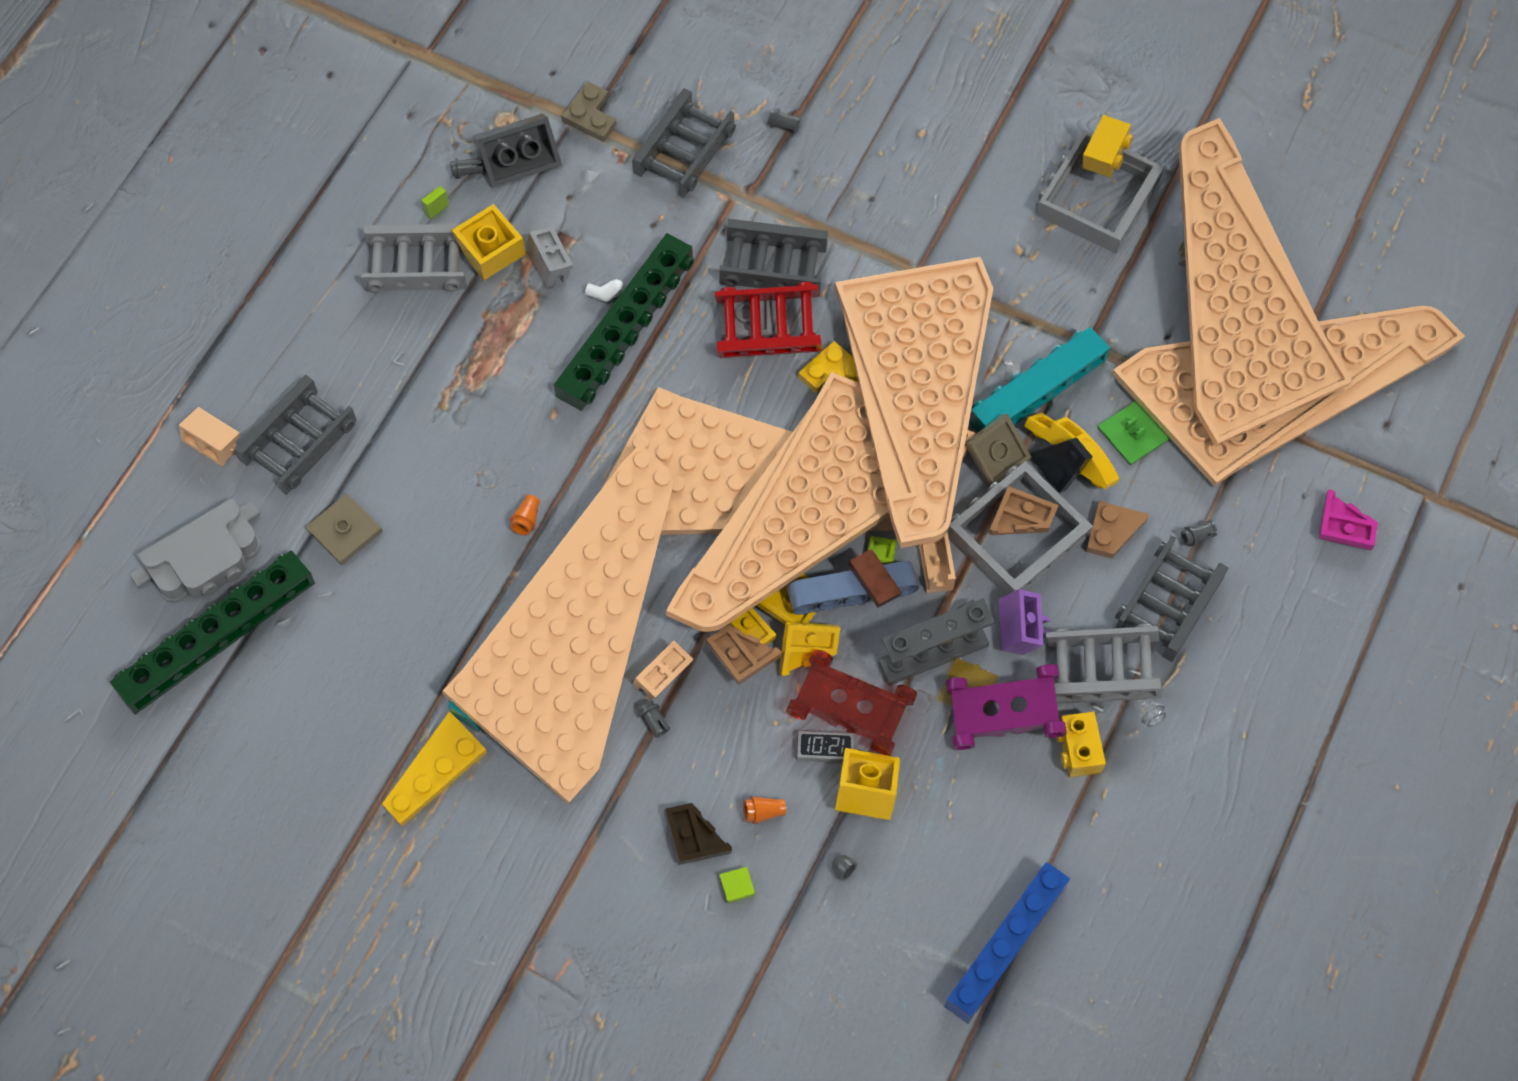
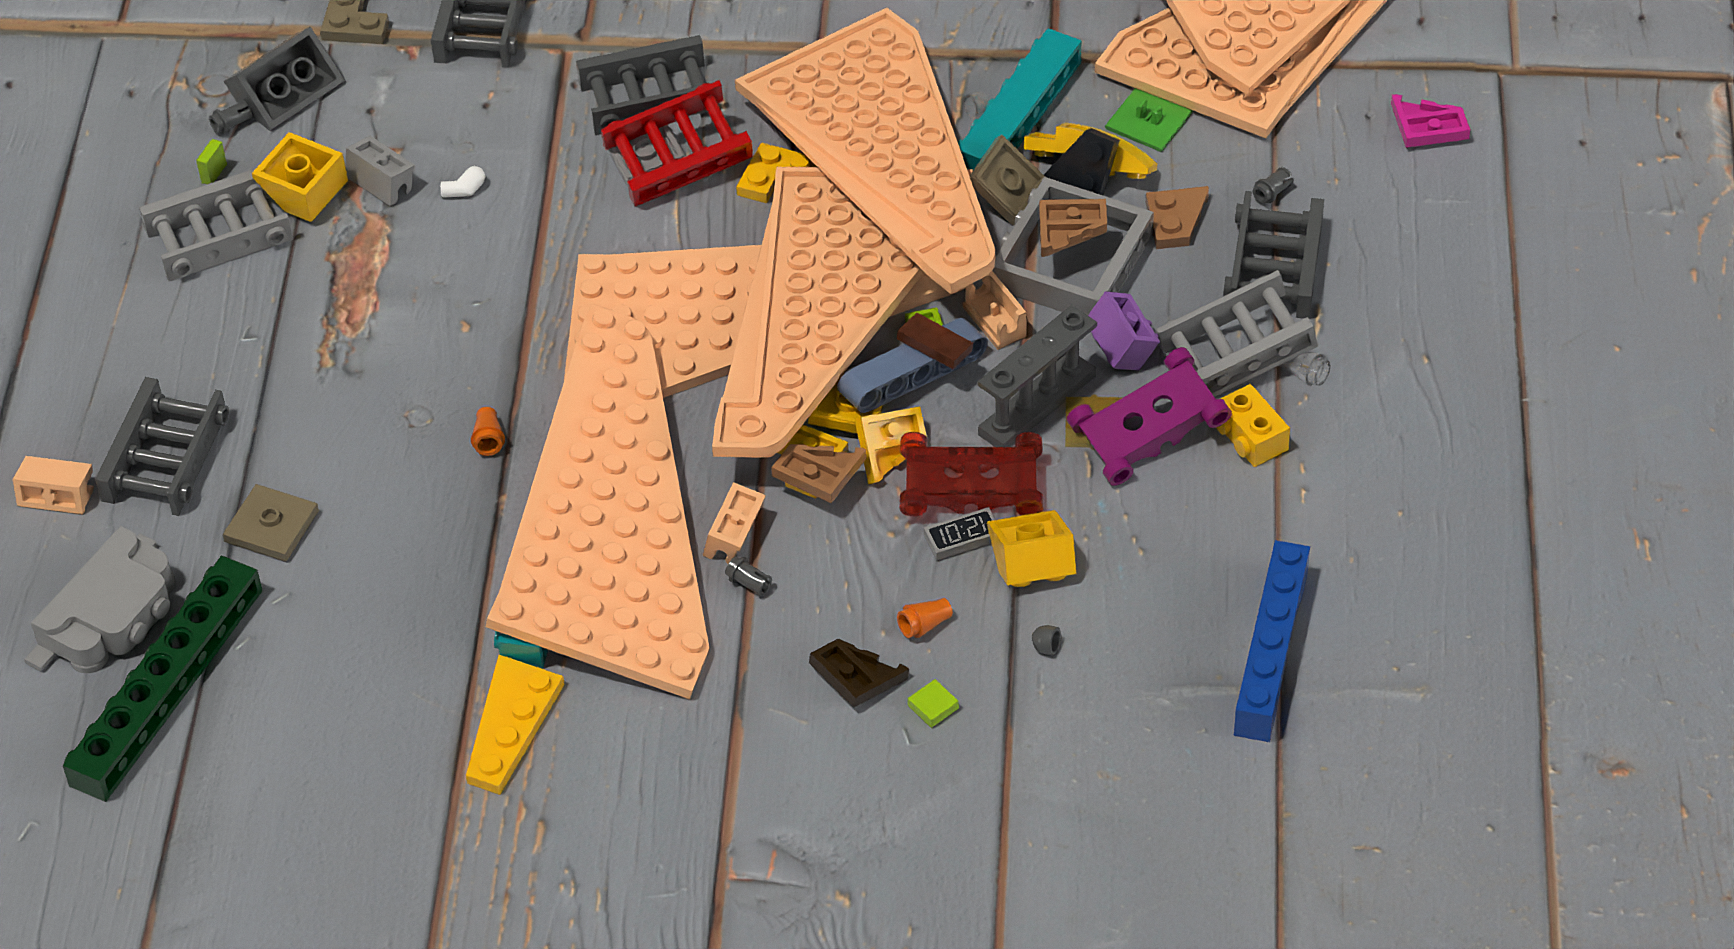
camera: 20 degrees left, 15 degrees down
(668, 252) = (504, 205): dark green brick -> none

